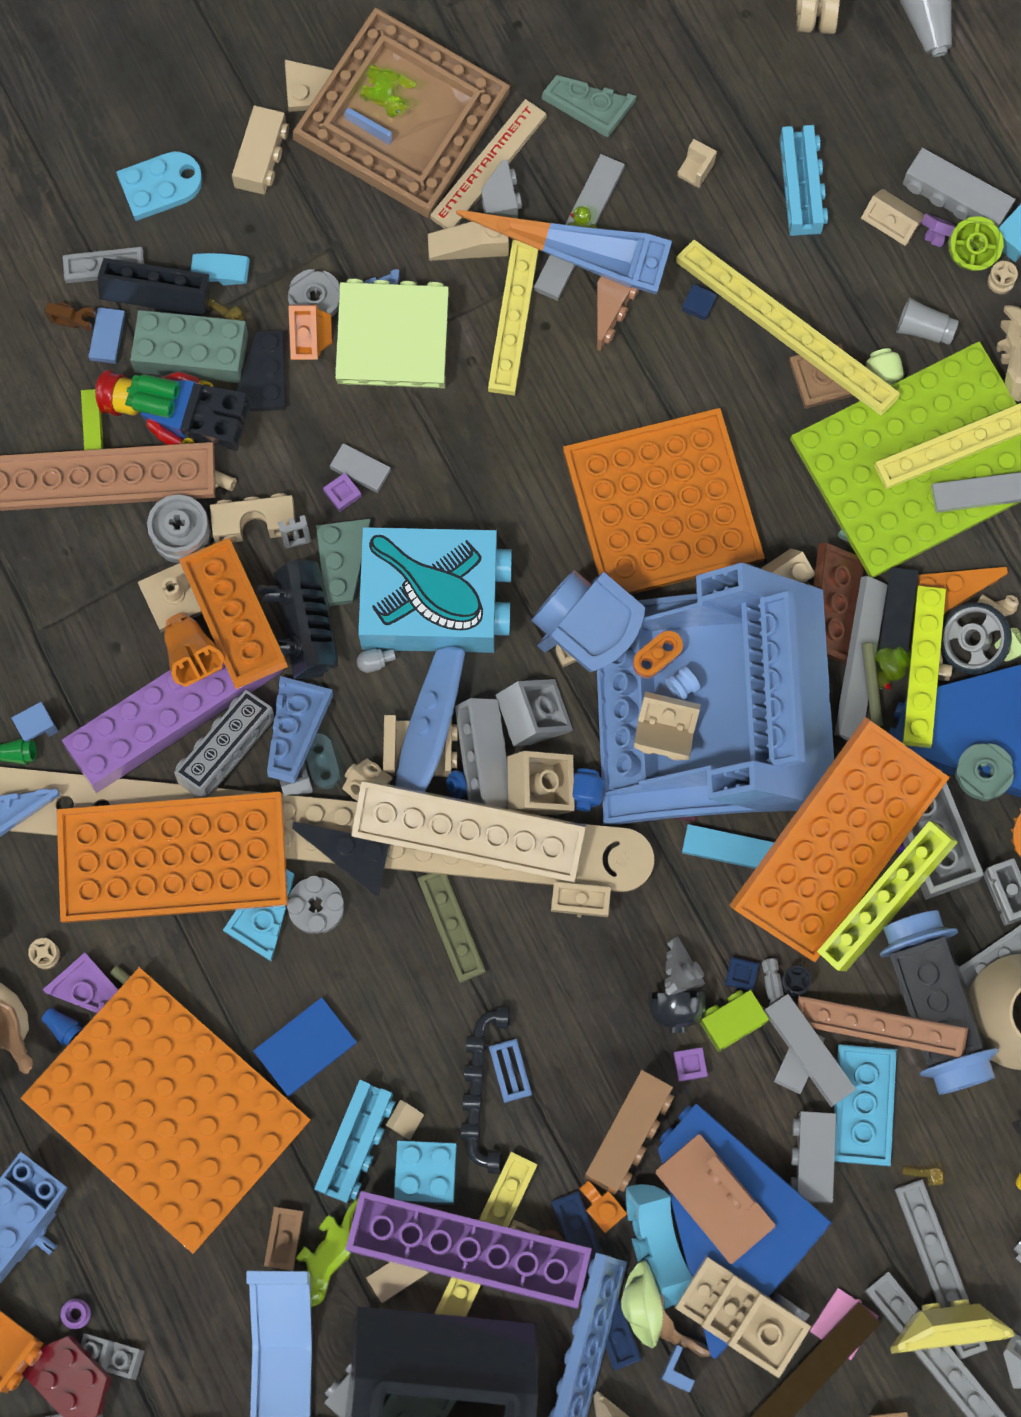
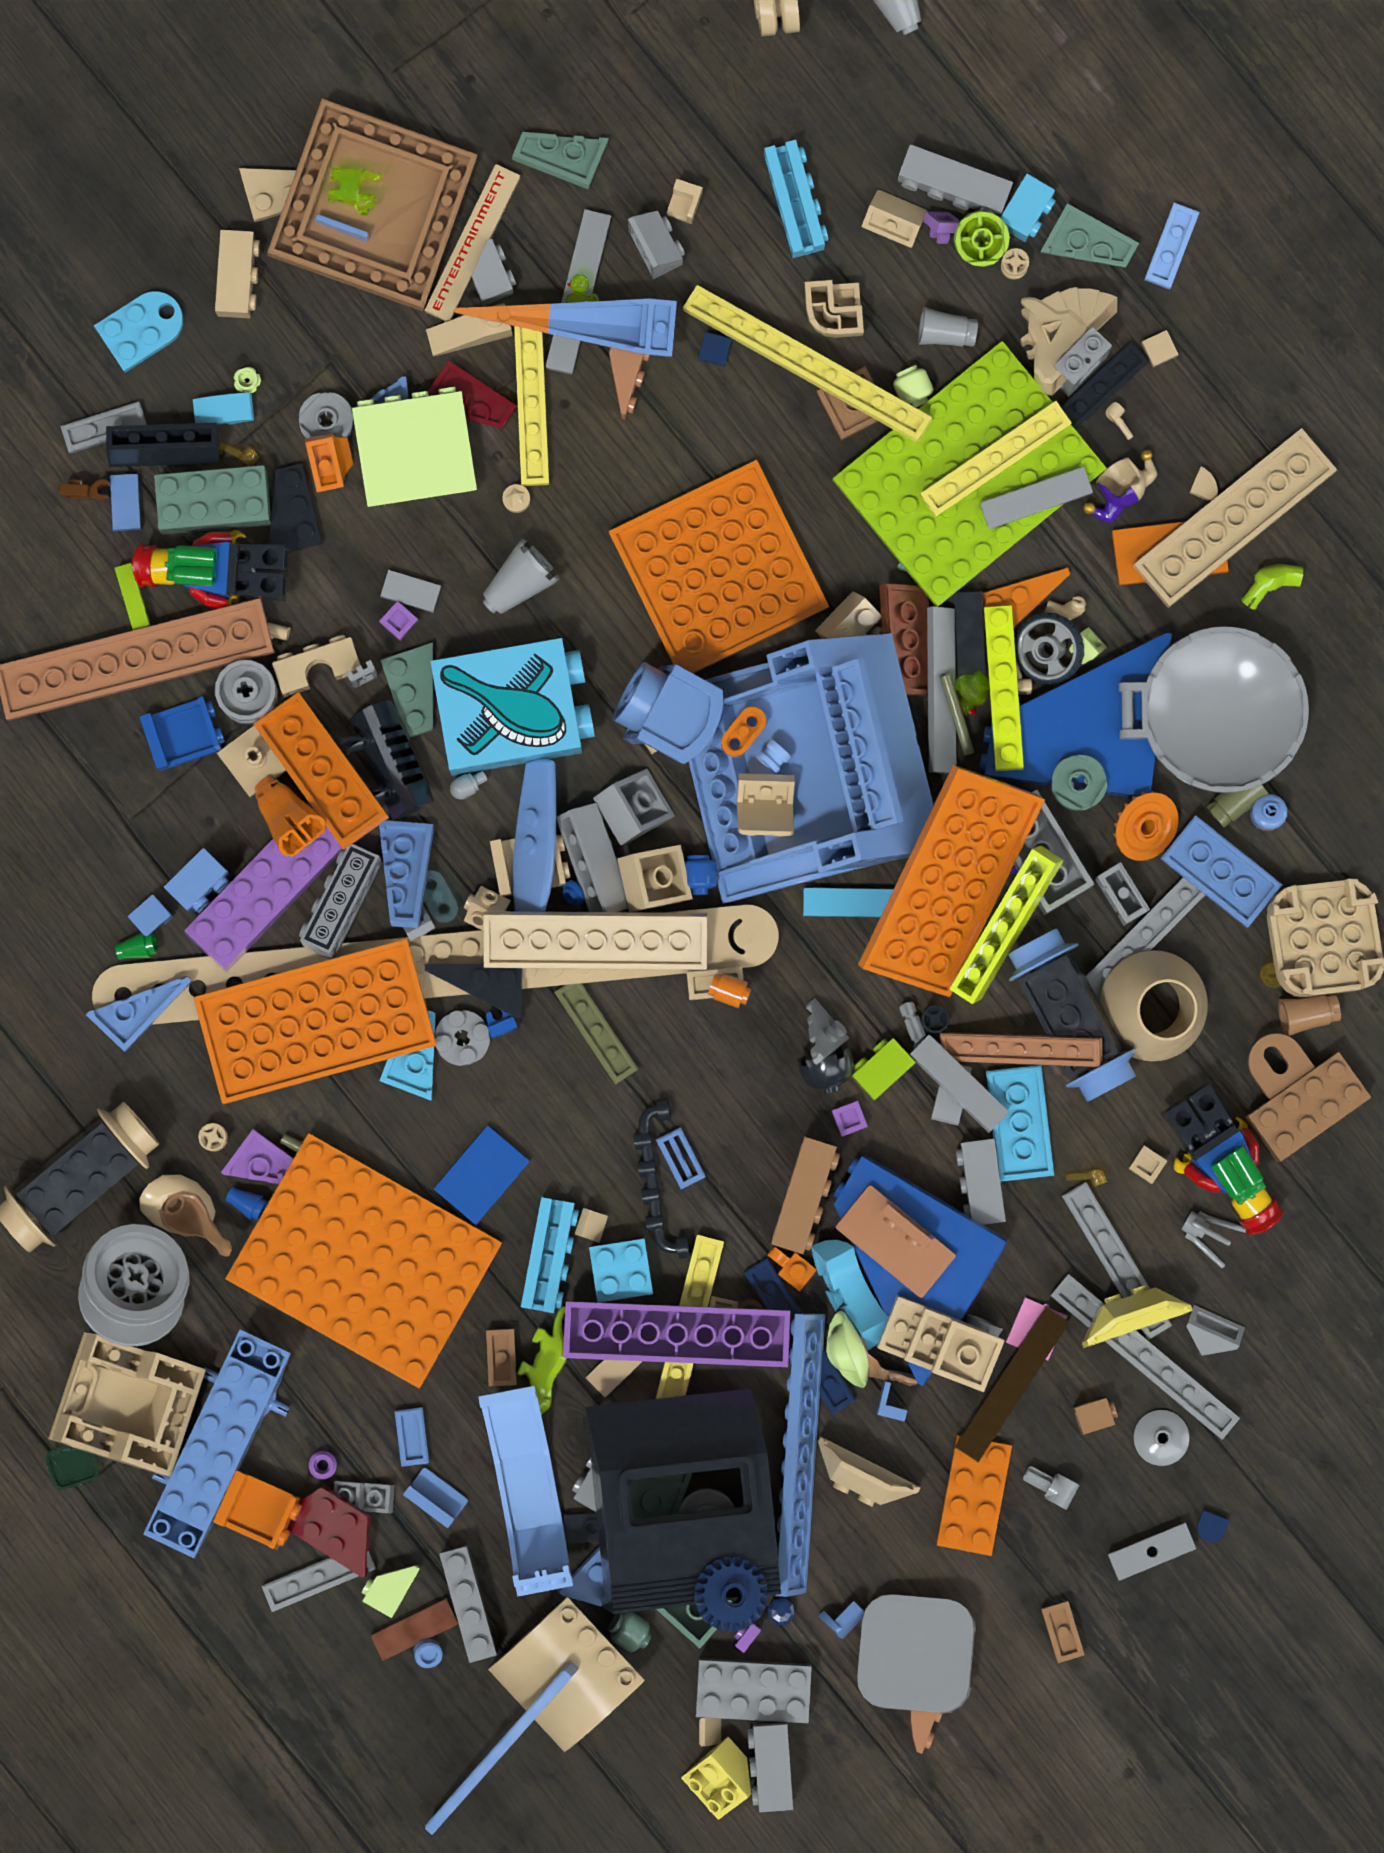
camera: 15 degrees left, 10 degrees up
(87, 696) = (198, 882): none -> medium blue brick
(108, 558) = (182, 734): none -> blue panel
(174, 1303) = (412, 1437): none -> medium blue tile
(184, 1373) = (436, 1497): none -> medium blue panel
(248, 240) = (240, 377): none -> yellowish green plate
(357, 901) = (502, 1026): none -> blue tile
(464, 305) = (479, 400): none -> dark red wing
(466, 473) = (518, 579): none -> light grey cone
(480, 402) = (516, 498): none -> tan tile
(593, 906) = (729, 990): none -> orange brick
(661, 193) = (655, 243): none -> light grey slope
(741, 974) = (882, 1022): dark blue tile -> none
(821, 283) = (834, 308): none -> tan brick
(989, 1174) = (1147, 1164): none -> tan plate

